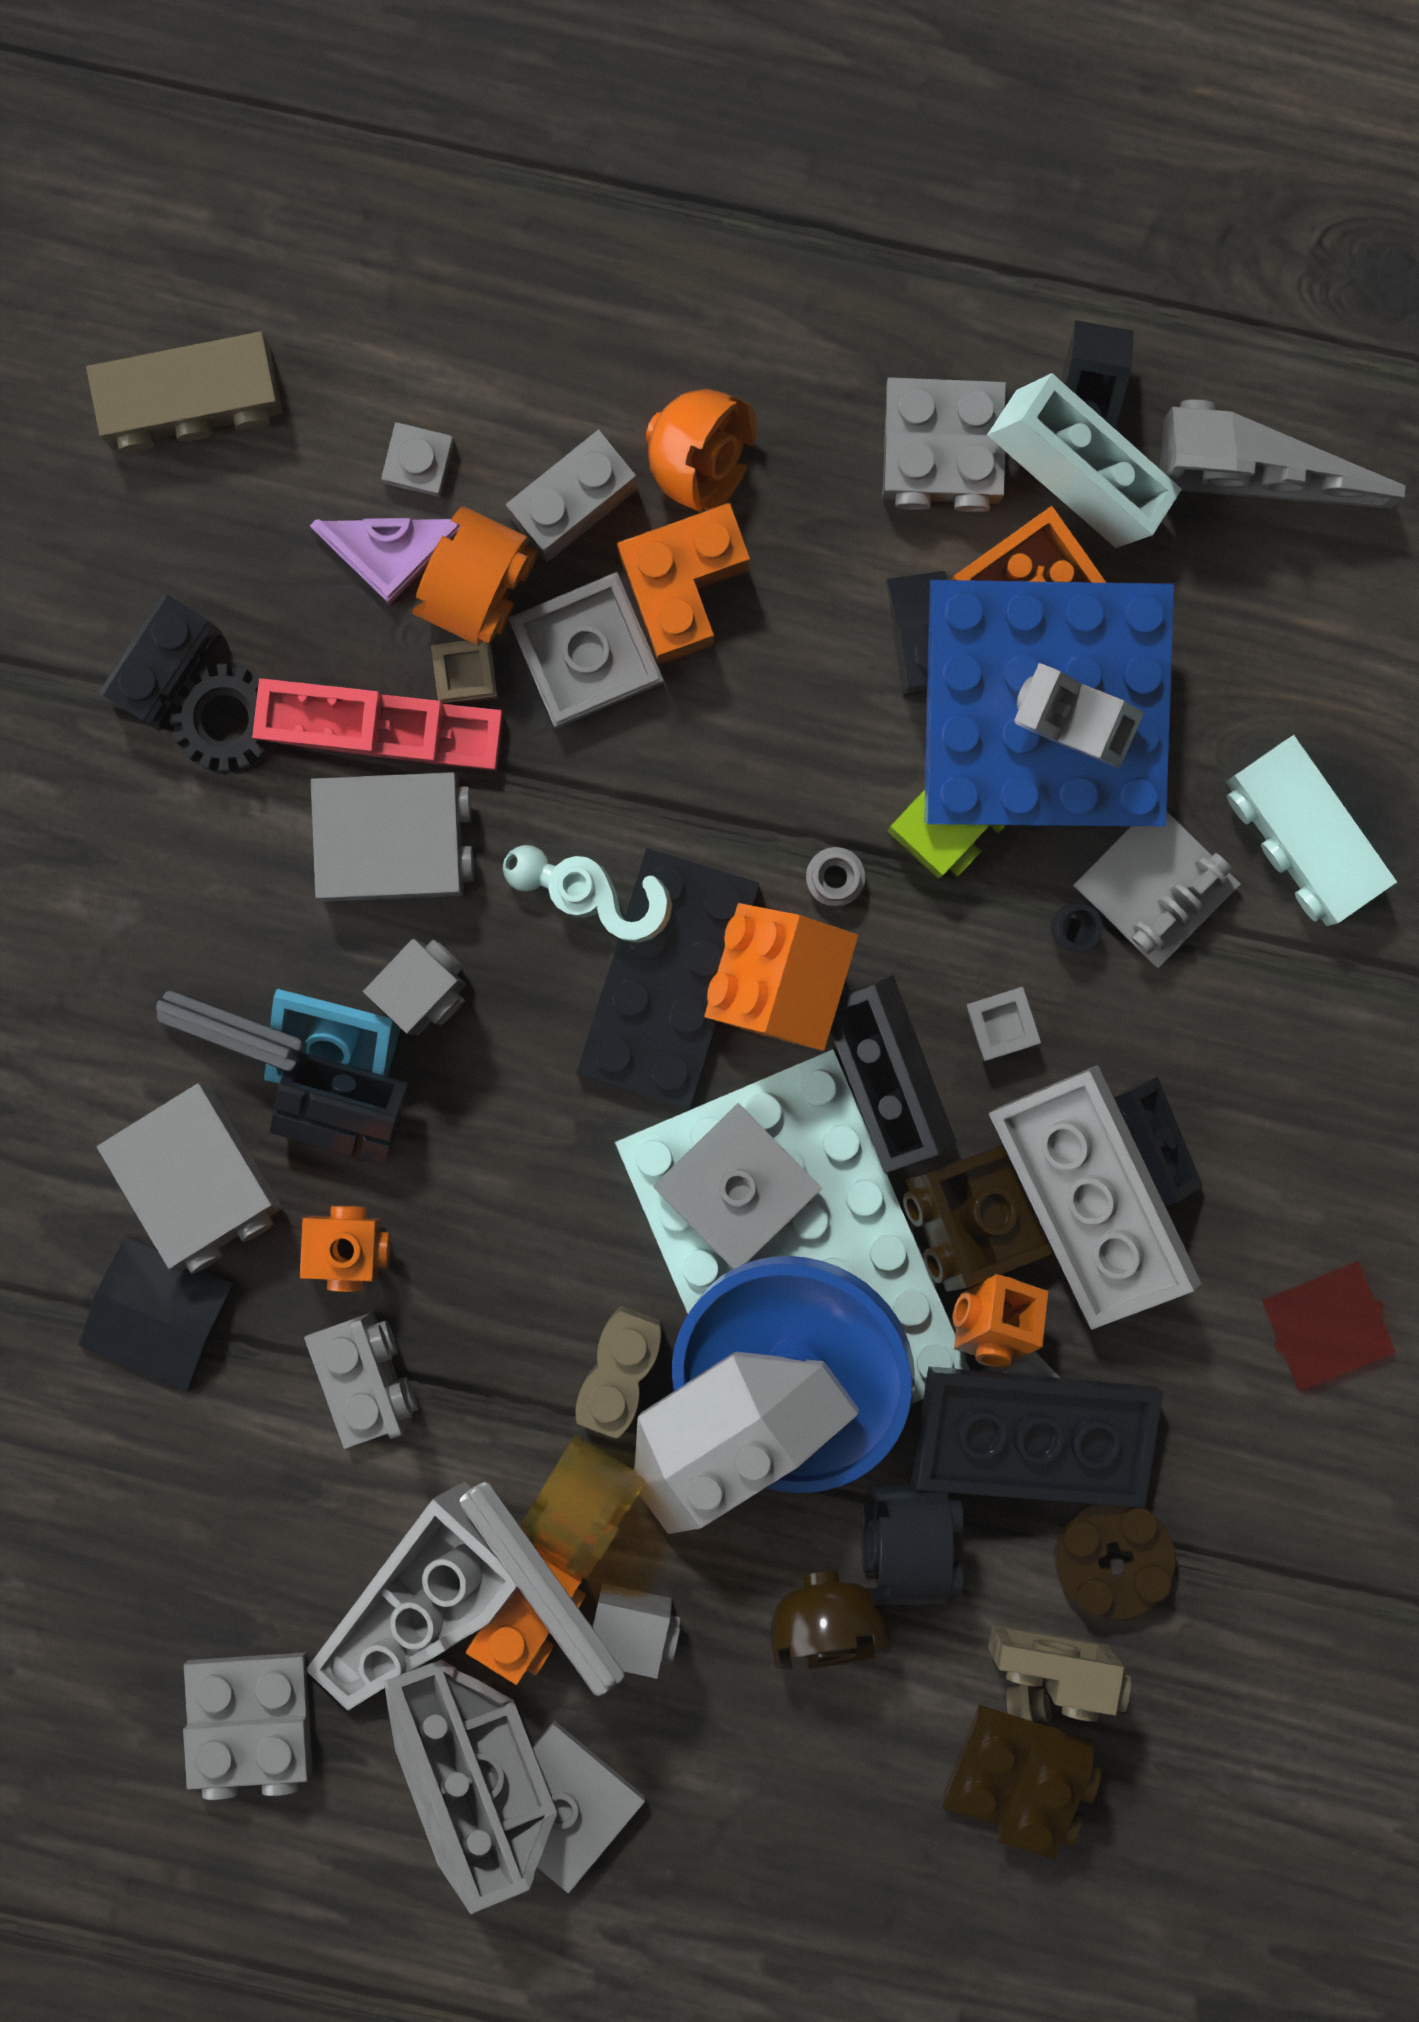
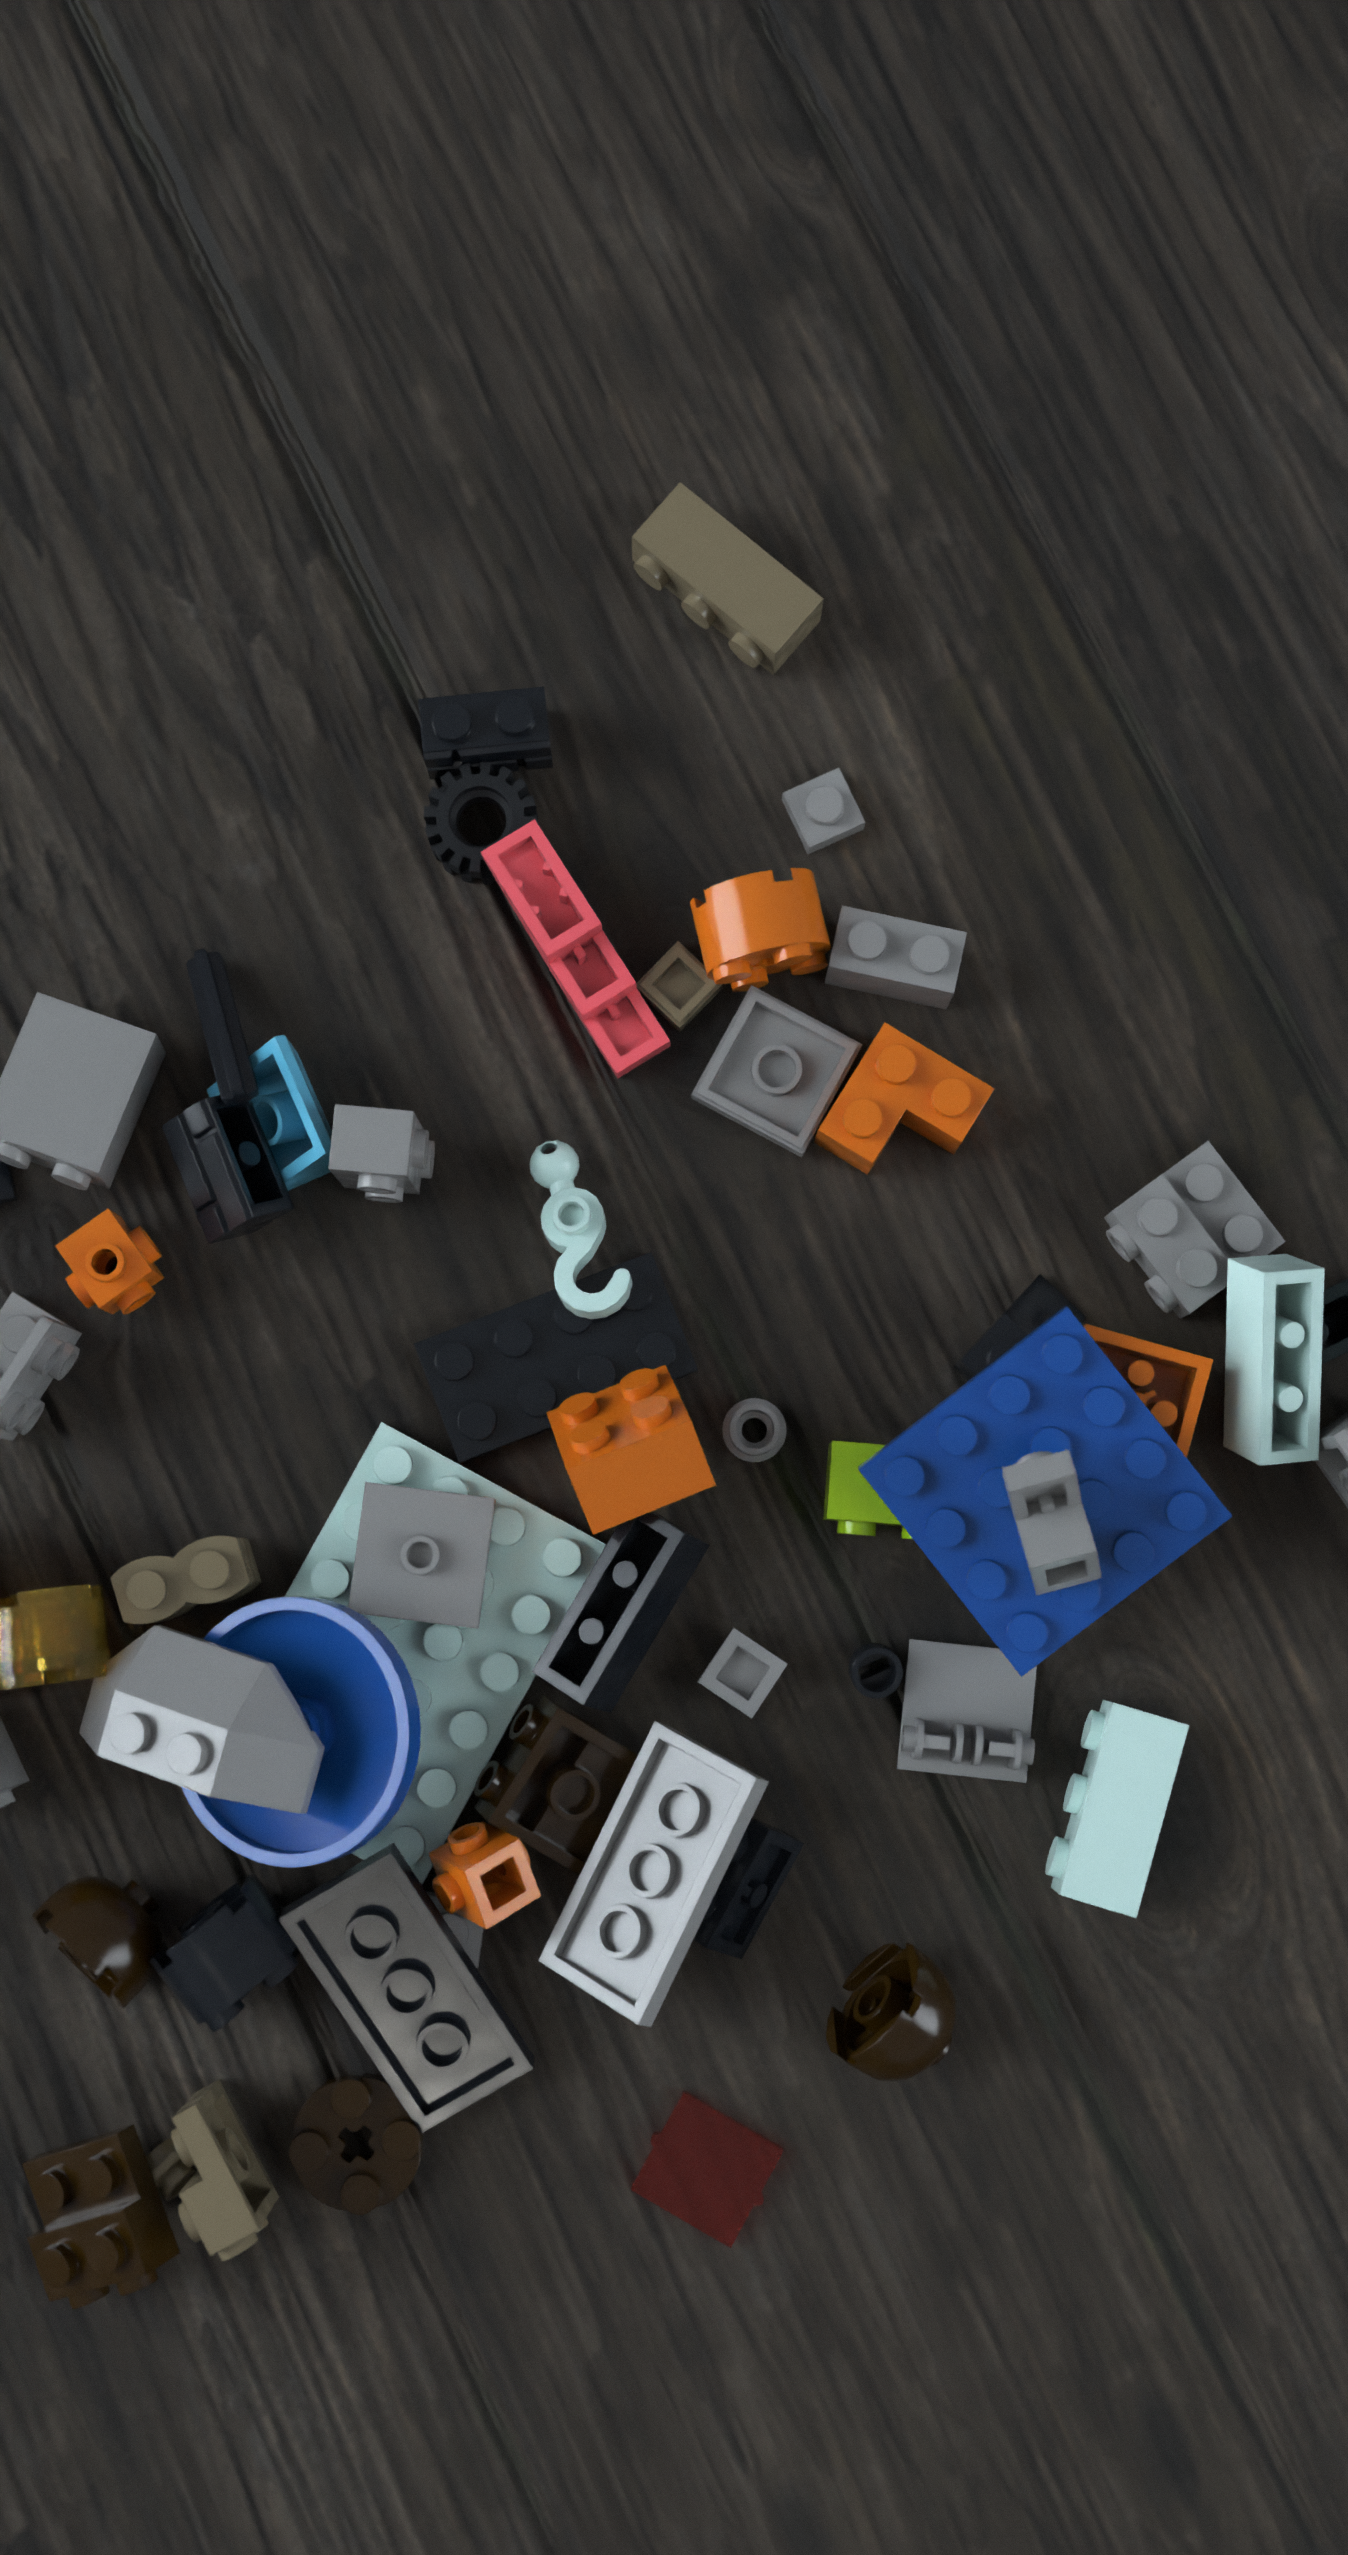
camera: 50 degrees right, 5 degrees down
(386, 550) = (725, 839): lavender tile -> none
(390, 837) = (490, 1032): light grey brick -> none
(698, 445) = (1021, 1029): orange cylinder -> none
(1329, 1107) = (895, 2017): none -> dark brown cylinder

